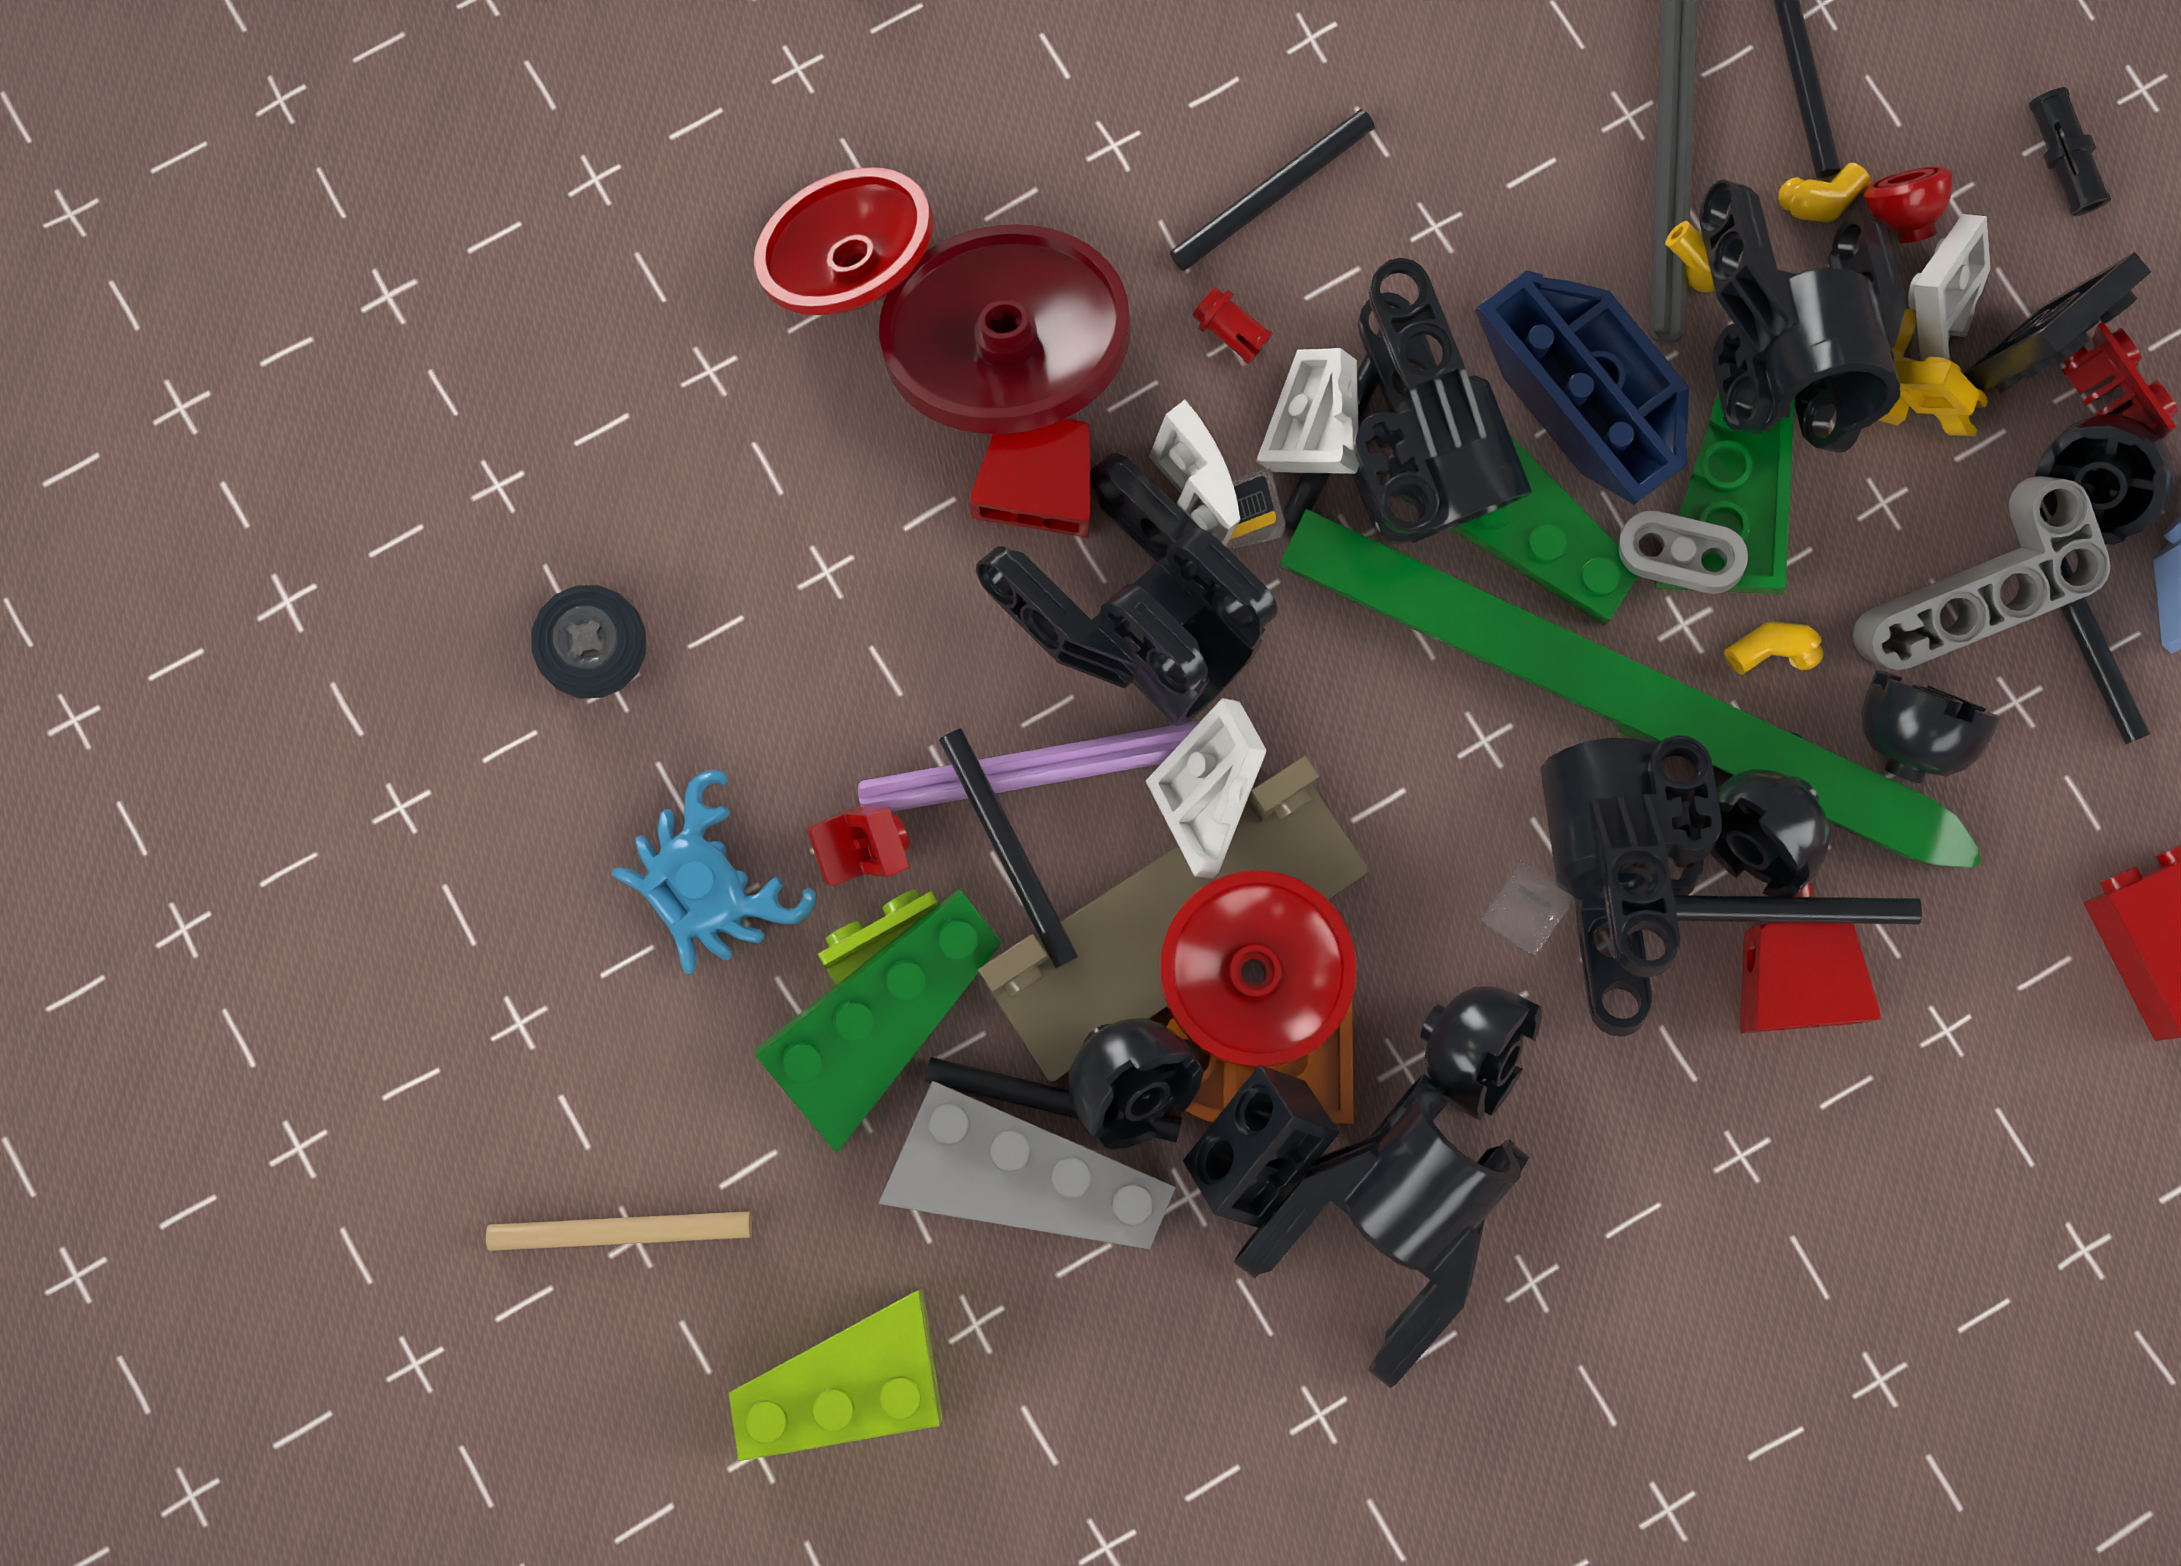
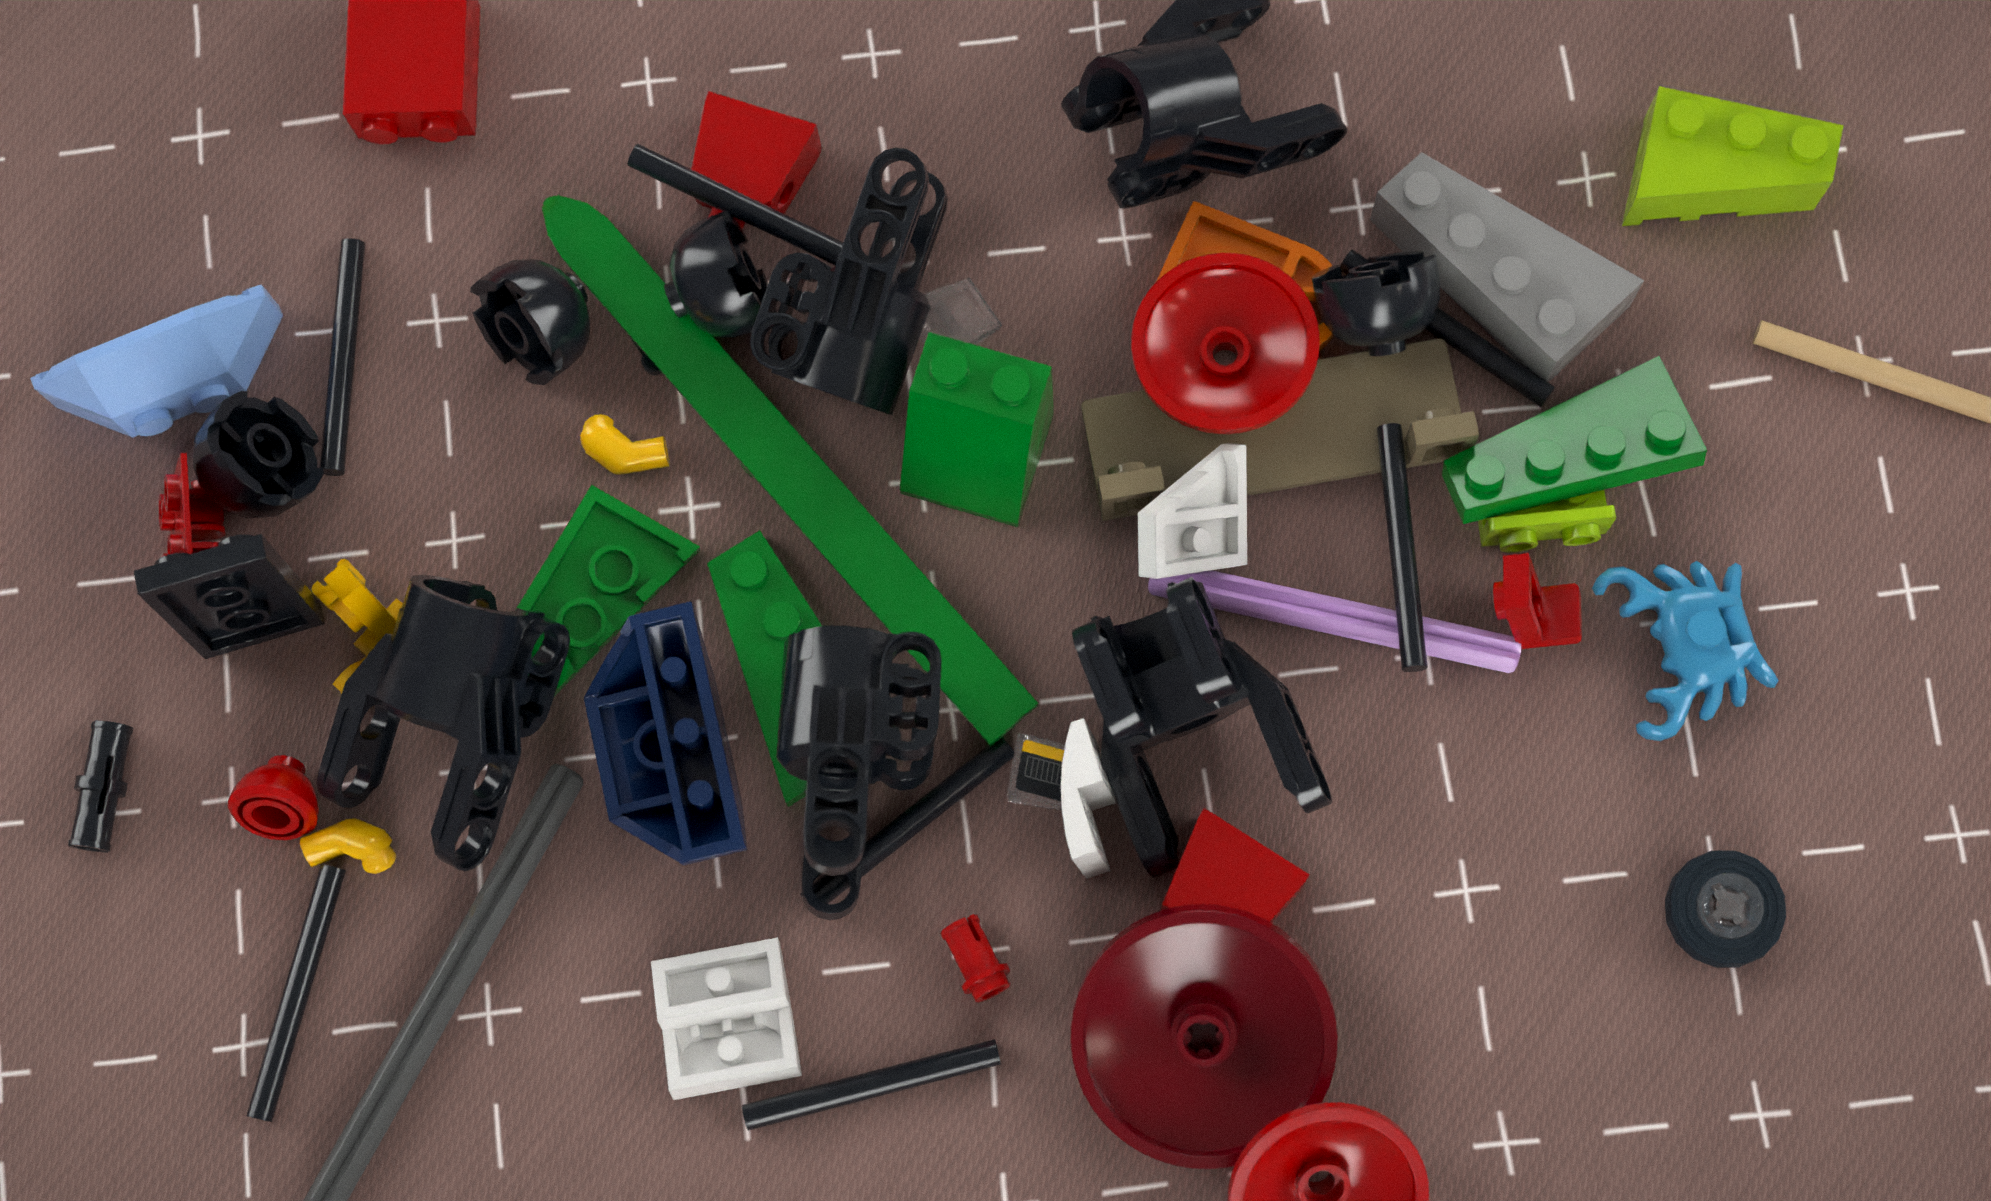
camera: 145 degrees left, 5 degrees down
(1260, 1147) = (1289, 198): black brick -> none
(1315, 416) = (940, 825): white wing -> none
(1424, 189) = (725, 1018): none -> white slope
(1456, 787) = (975, 428): none -> green slope
(1477, 1046) = (1061, 213): black cylinder -> none
(1683, 546) = (668, 552): light grey plate -> none
(1690, 248) = (513, 831): yellow arm -> none
(1950, 286) = (290, 693): white wing -> none
(1979, 587) = (354, 395): light grey beam -> none

